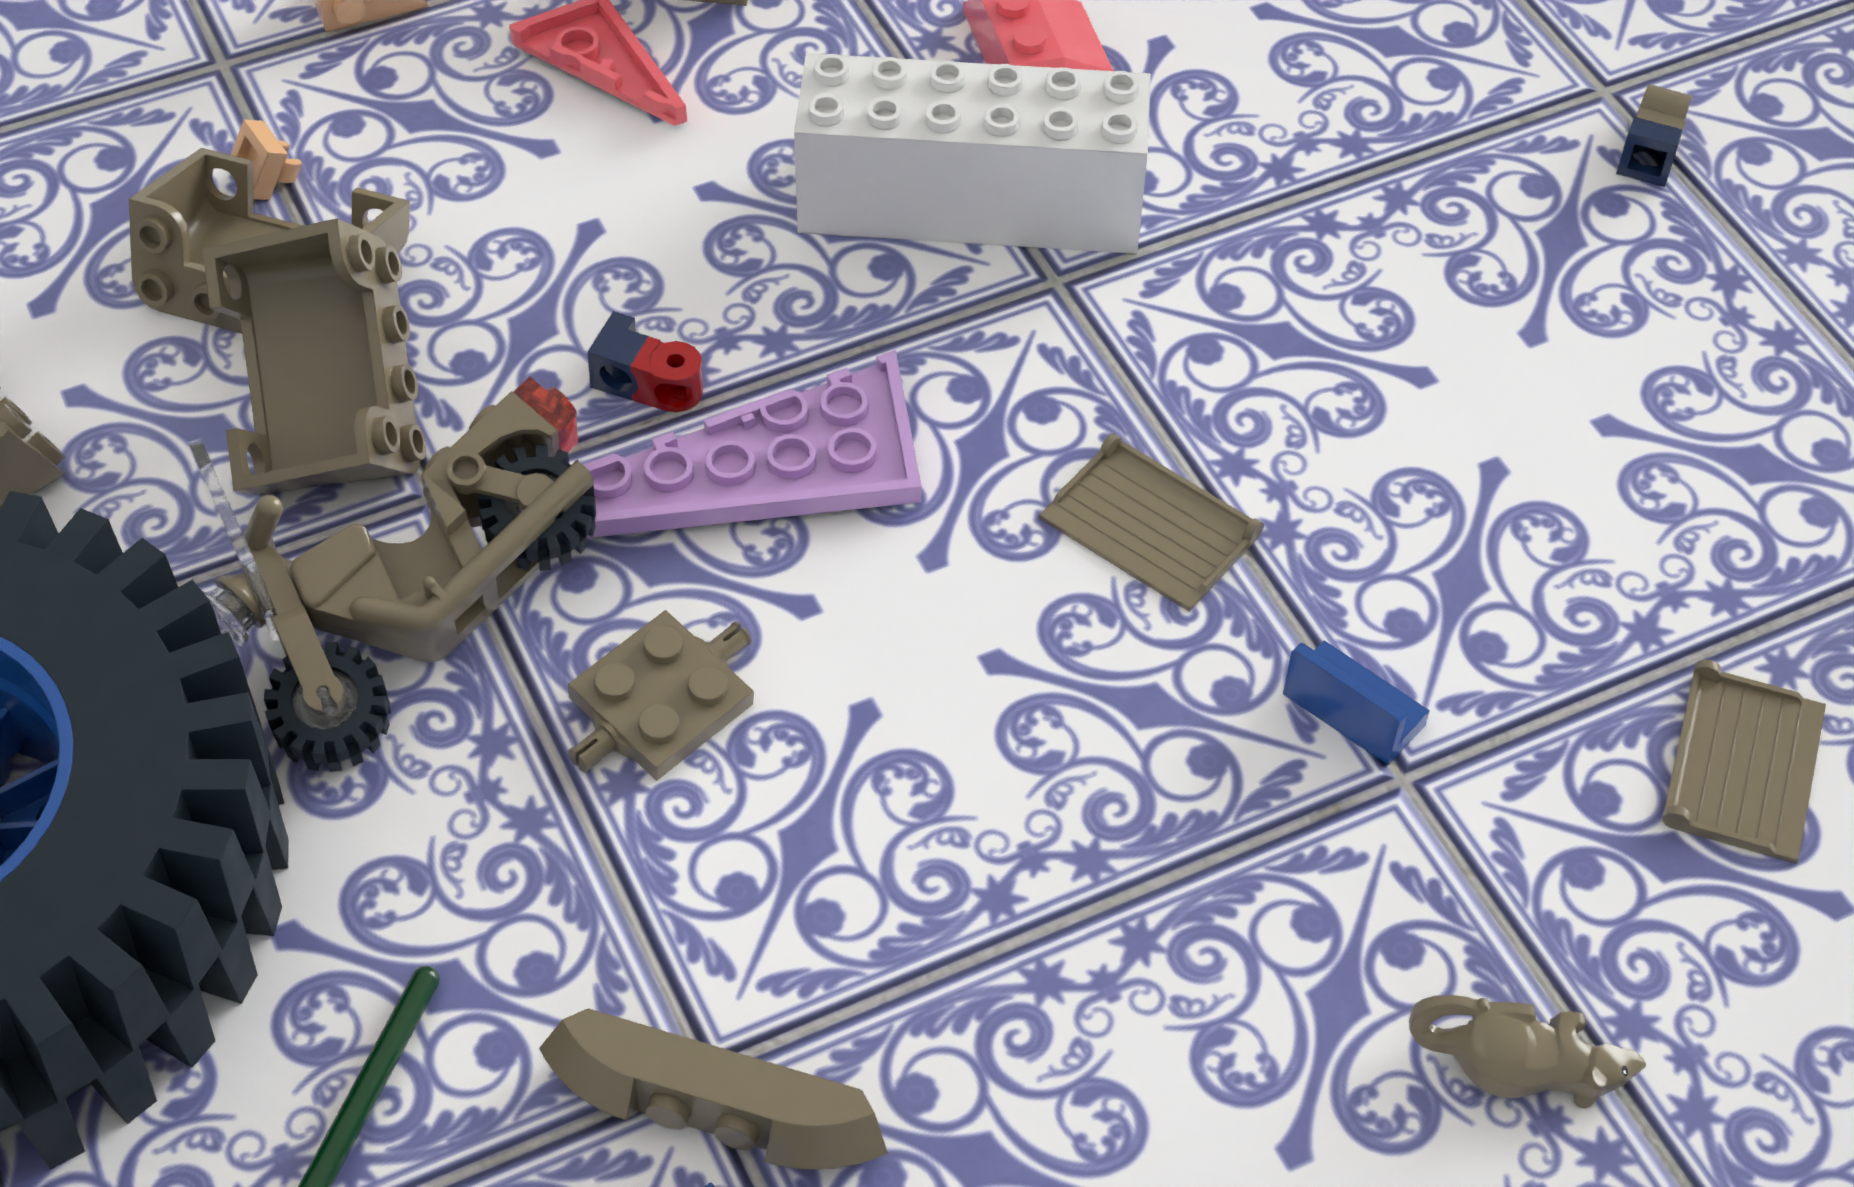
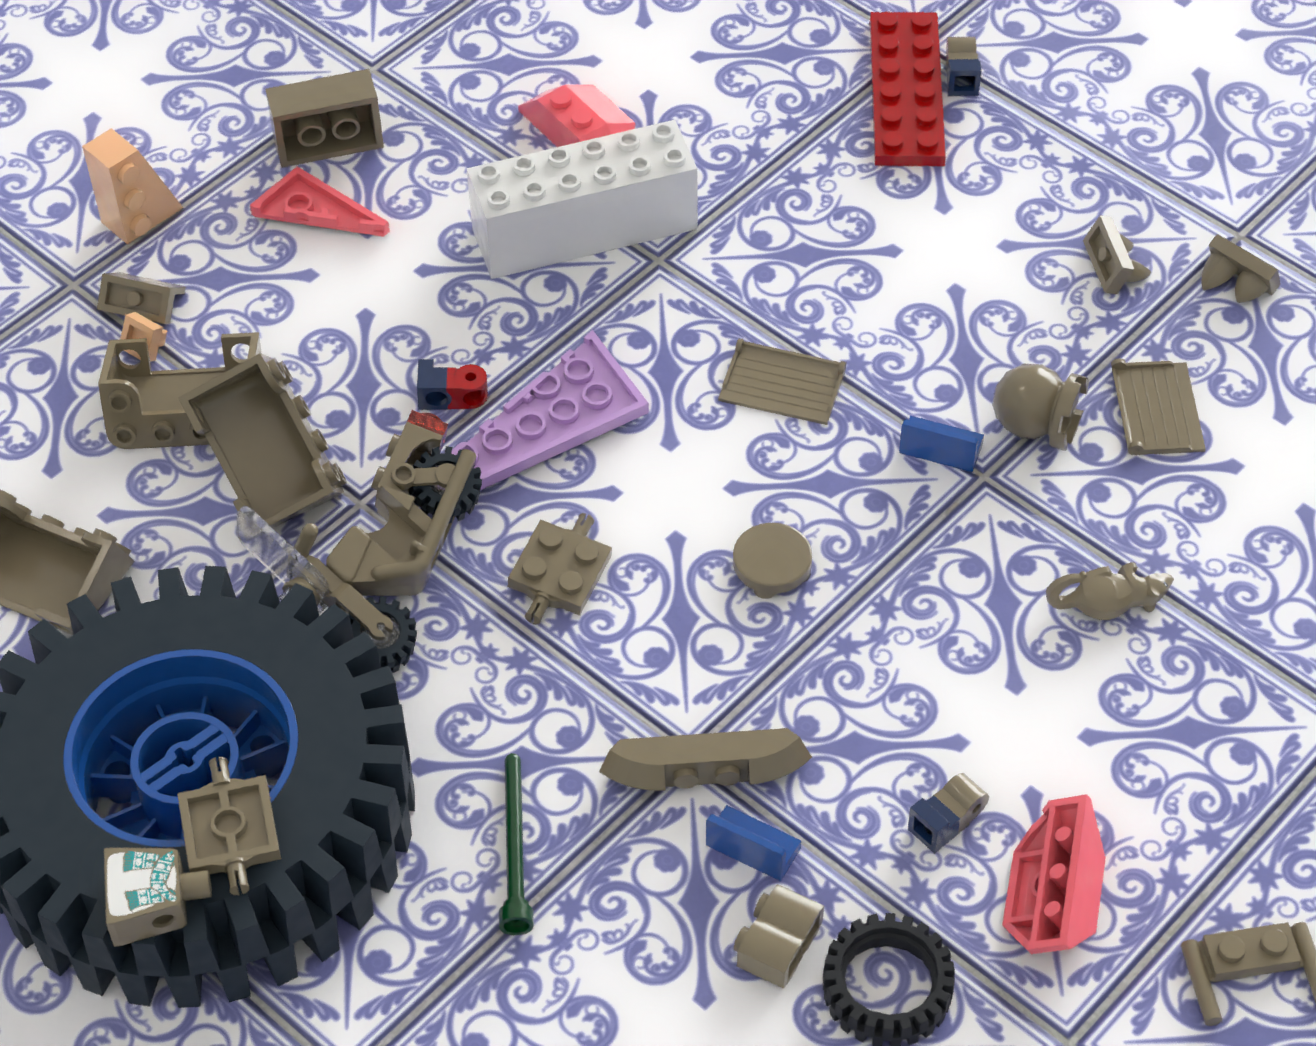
camera: 20 degrees left, 0 degrees up
(290, 103) = (130, 293): none -> dark tan panel
(992, 796) = (772, 559): none -> dark tan tile
(1535, 688) = (1037, 403): none -> dark tan tile
(1553, 146) = (906, 89): none -> red plate
(1765, 494) = (1110, 256): none -> dark tan tile

